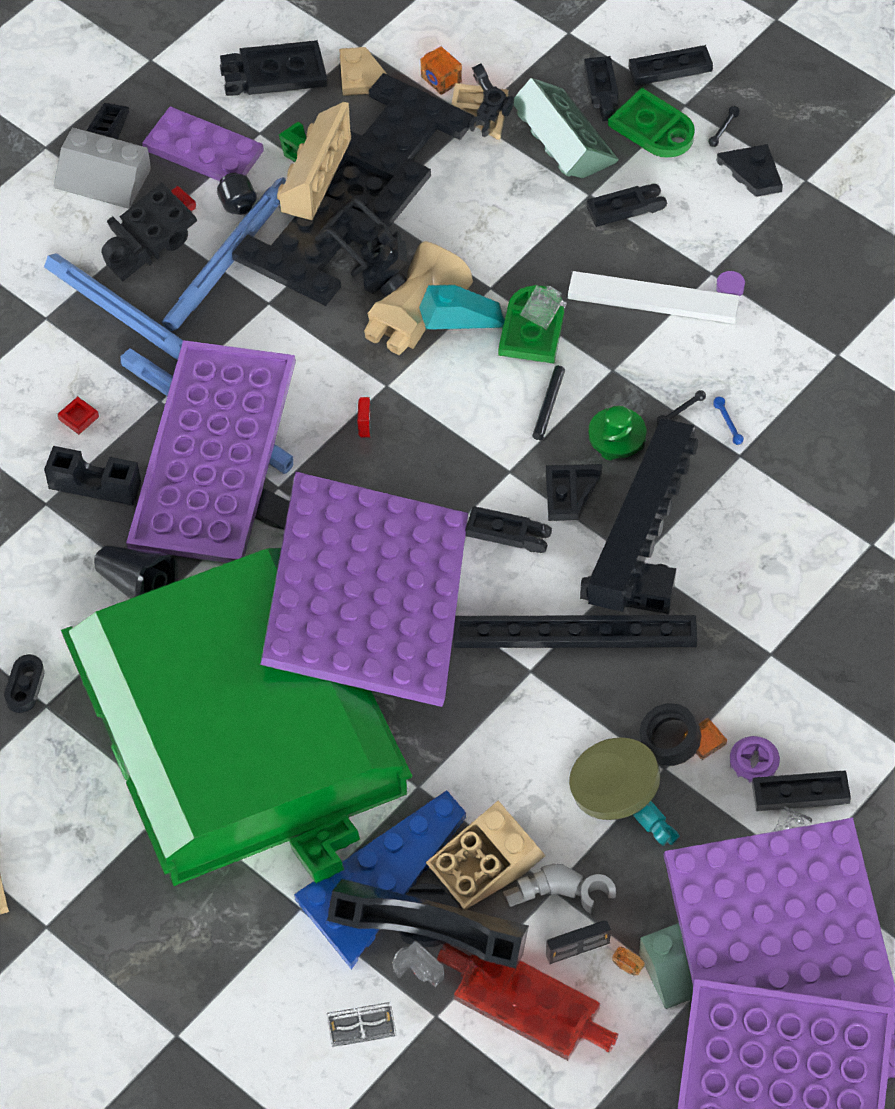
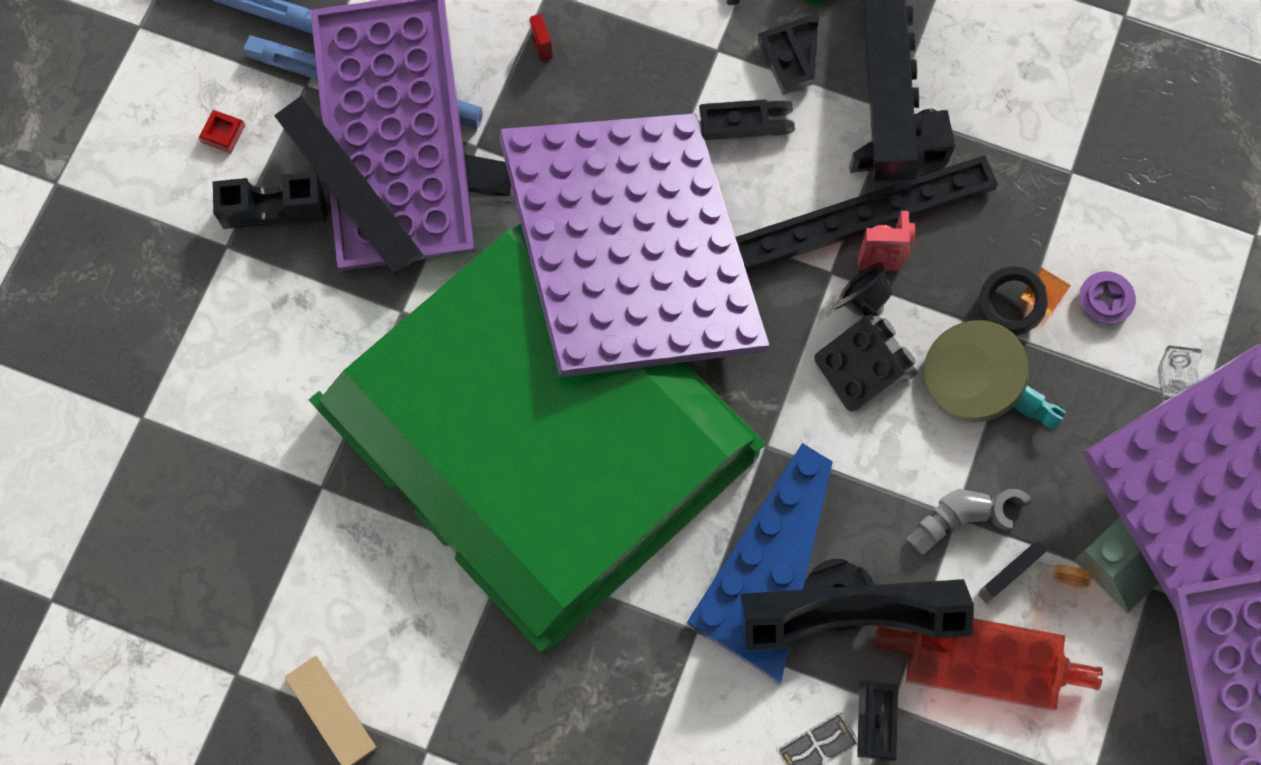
camera: 20 degrees left, 15 degrees up
(24, 686) = (289, 473): black plate -> none
(136, 569) = (363, 300): black cone -> none
(159, 481) = (348, 185): none -> black tile
(318, 847) = (691, 556): green plate -> none
(405, 1041) = (872, 720): none -> black tile
(421, 961) = (861, 656): clear bracket -> none
(485, 856) = (875, 509): tan slope -> none
(526, 743) = (865, 361): none -> black bracket
(546, 691) = (866, 292): none -> black piece
(577, 658) = (887, 245): none -> coral bracket
(801, 790) = (1170, 318): black plate -> none

